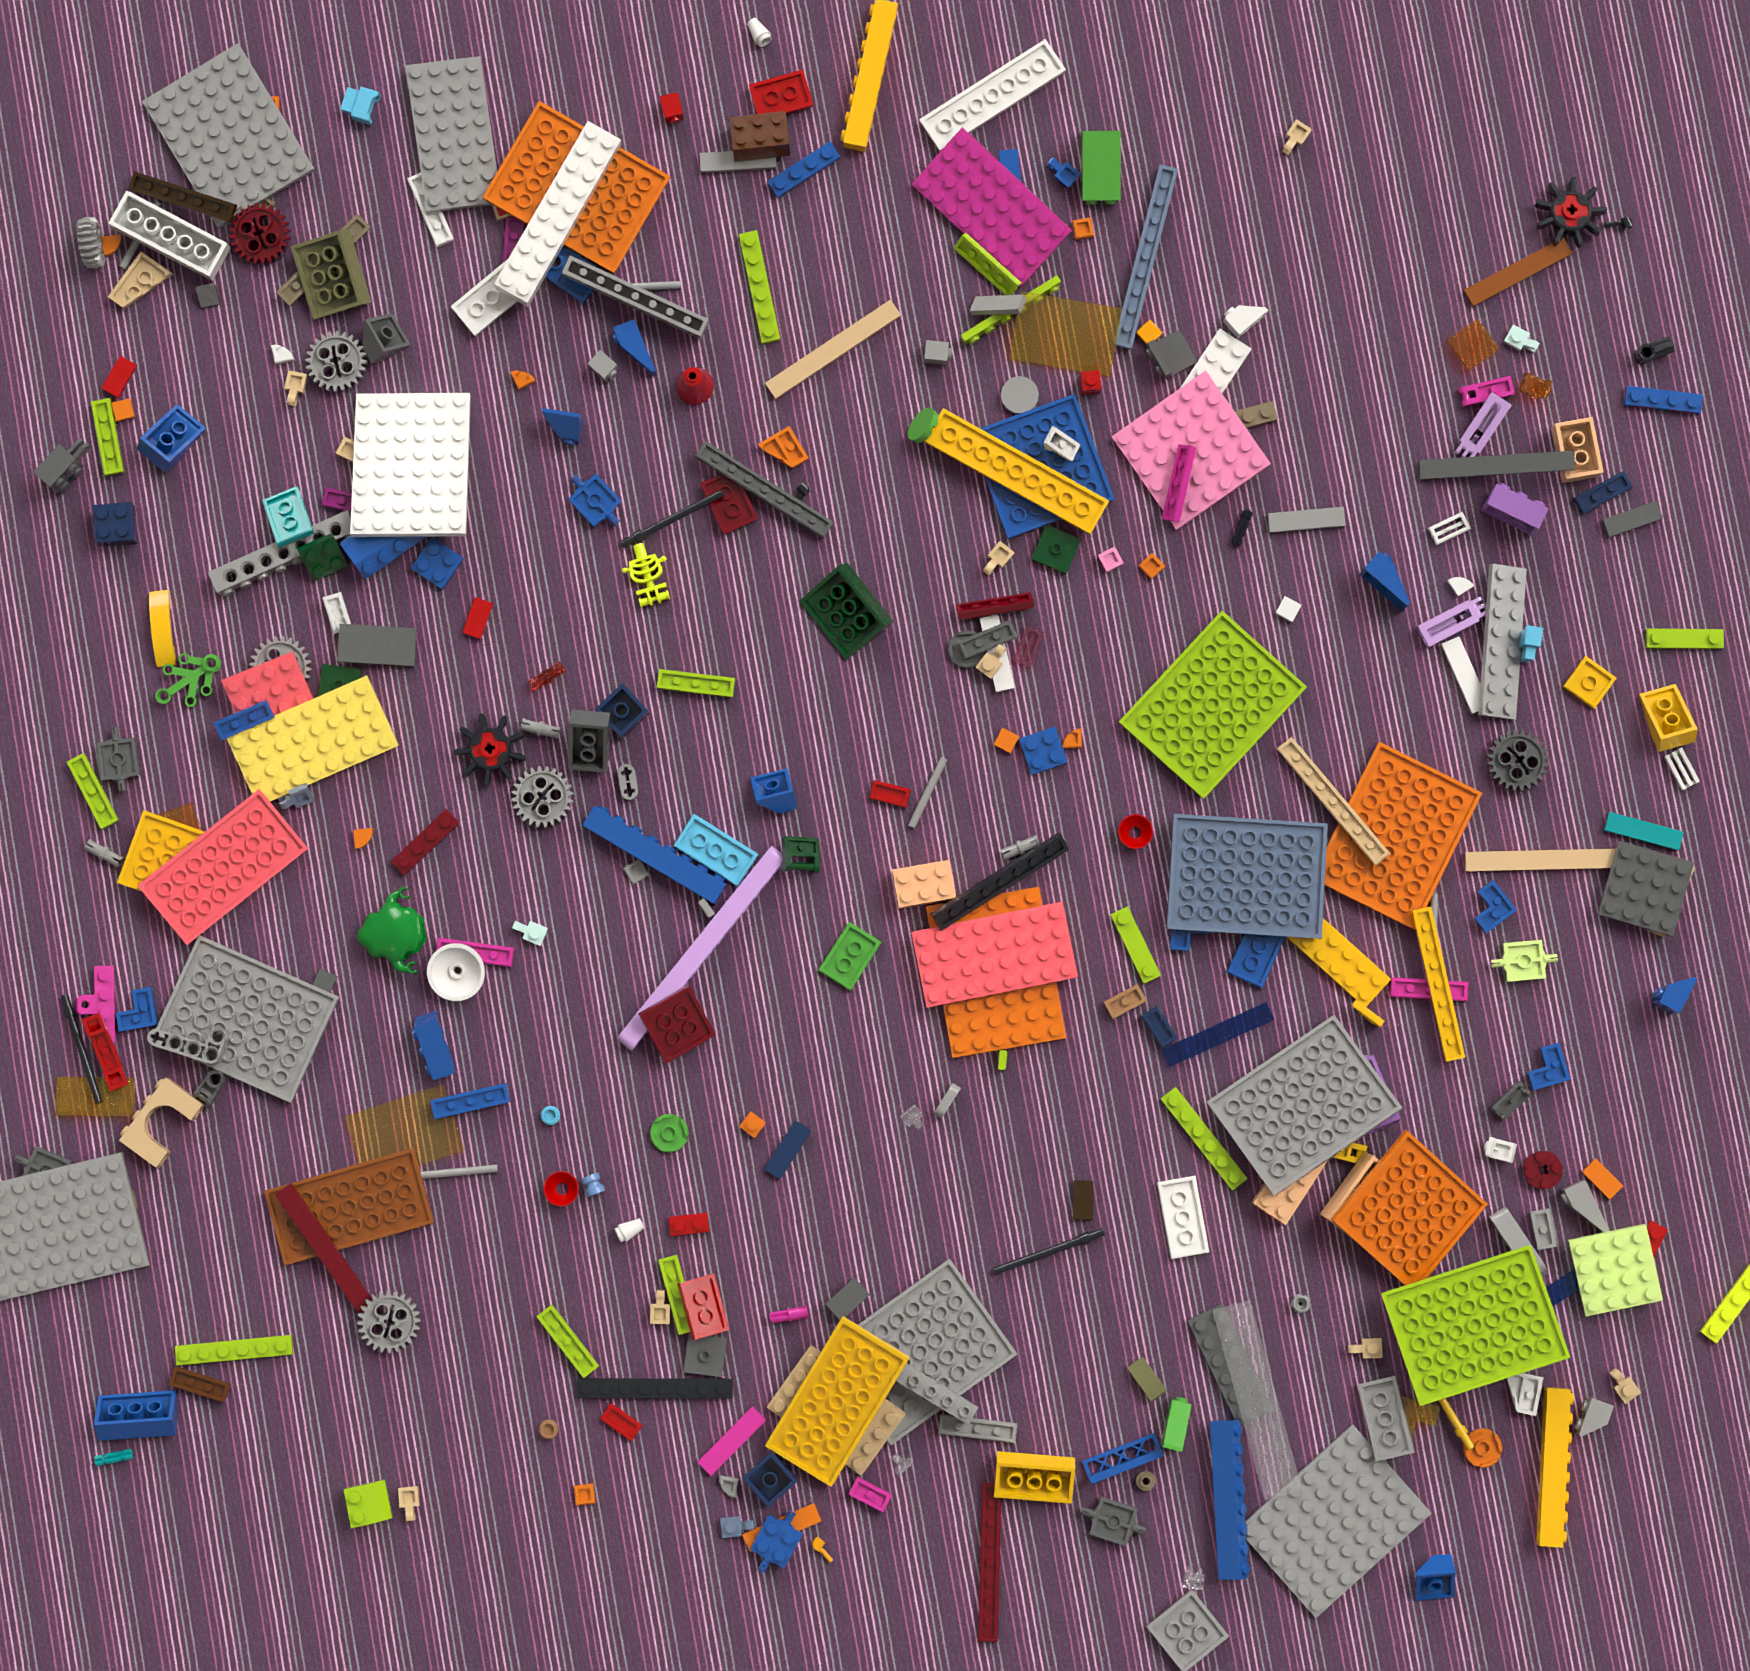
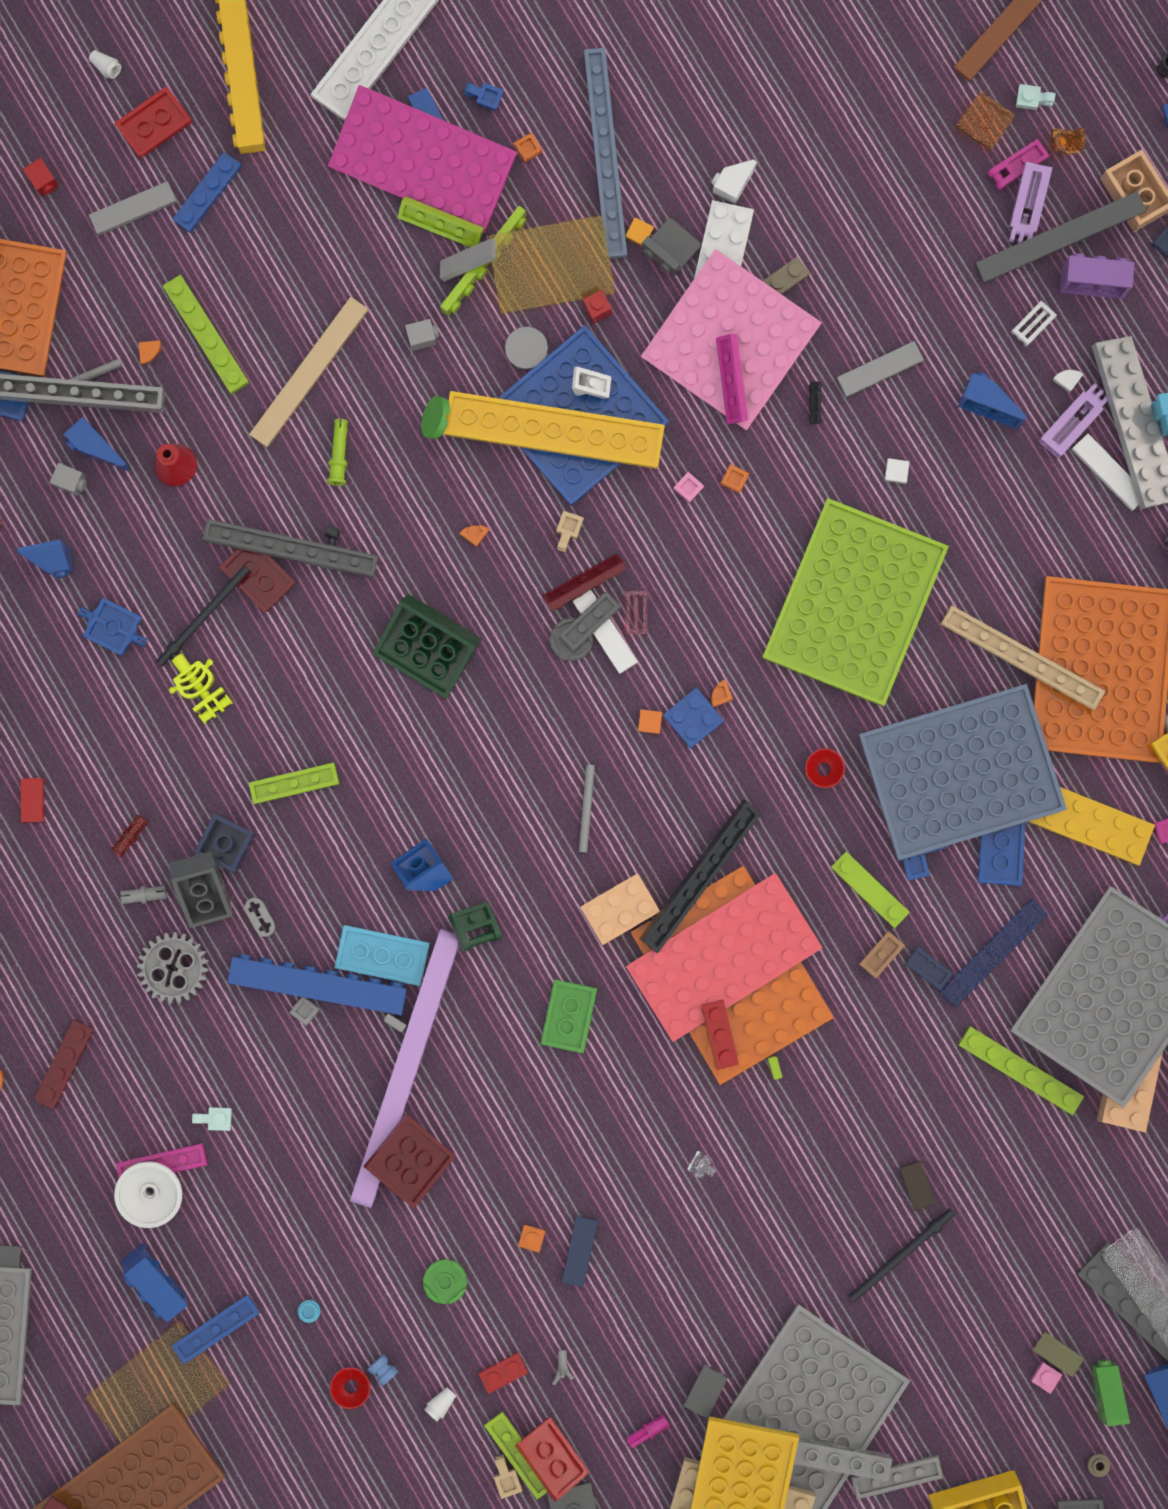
camera: 25 degrees left, 0 degrees up
(393, 932) = (65, 1176): green piece -> none
(459, 1171) = (238, 1407): light grey bar -> none
(500, 755) = (85, 931): black gear -> none
(707, 284) = (148, 351): none -> orange tile
(738, 1239) = (562, 1367): none -> light grey bar
(759, 136) = (146, 173): reddish brown brick -> none
(785, 448) = (296, 496): orange wing -> none
(829, 432) = (338, 462): none -> lime pin
(890, 794) = (546, 825): red tile -> none
(919, 533) = (474, 534): none -> orange tile
(947, 1100) = (731, 1133): light grey beam -> none
(967, 1015) = (720, 1034): none -> red plate
(990, 663) = (602, 645): tan plate -> none
(1020, 847) = (707, 831): light grey pin -> none
(1056, 549) = (626, 498): dark green plate -> none
(1101, 166) = (522, 73): bright green slope -> none
(1125, 1465) = (1071, 1457): blue fence -> none
(1129, 1394) = (1046, 1377): none -> bright pink plate
(1183, 1217) = (1030, 1163): white tile -> none
(1367, 1014) = (1146, 872): yellow tile -> none

